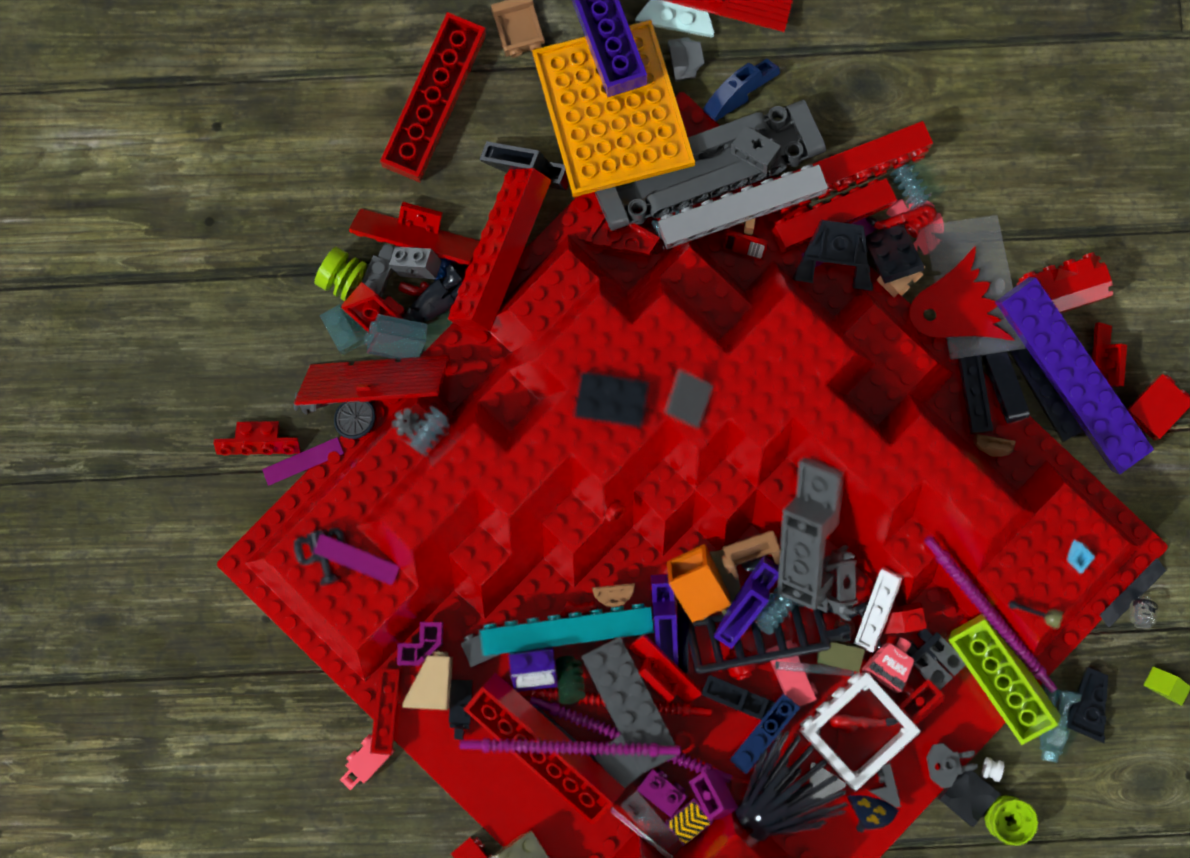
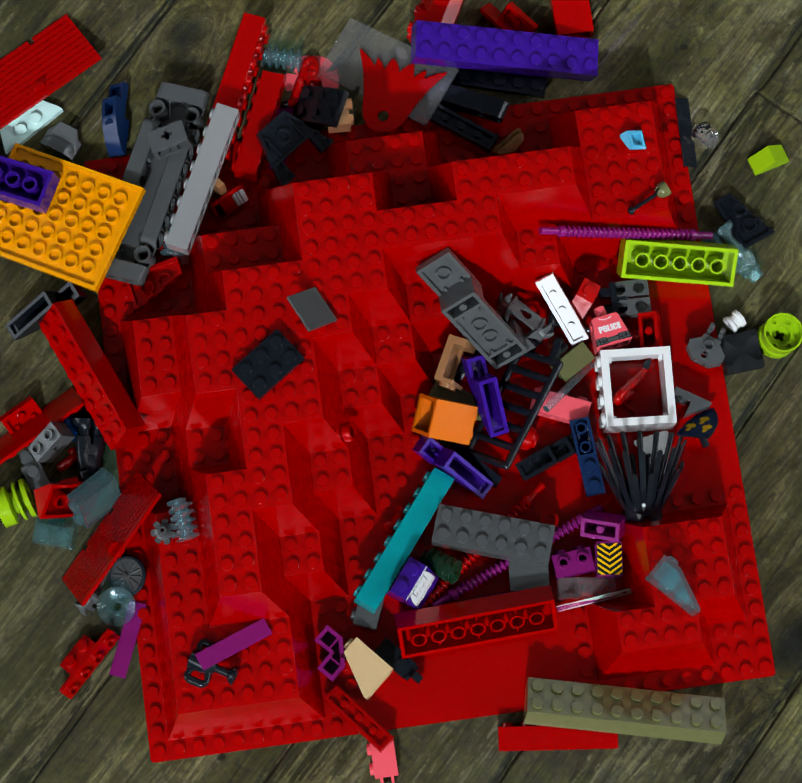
camera: 50 degrees left, 5 degrees down
(312, 427) = (107, 602): none -> clear light blue dish
(614, 594) = (405, 486): medium nougat plate -> none
(652, 749) = (441, 657): magenta hose -> none
(663, 672) = (488, 494): red bracket -> none
(774, 612) = (507, 382): clear light blue piece -> none

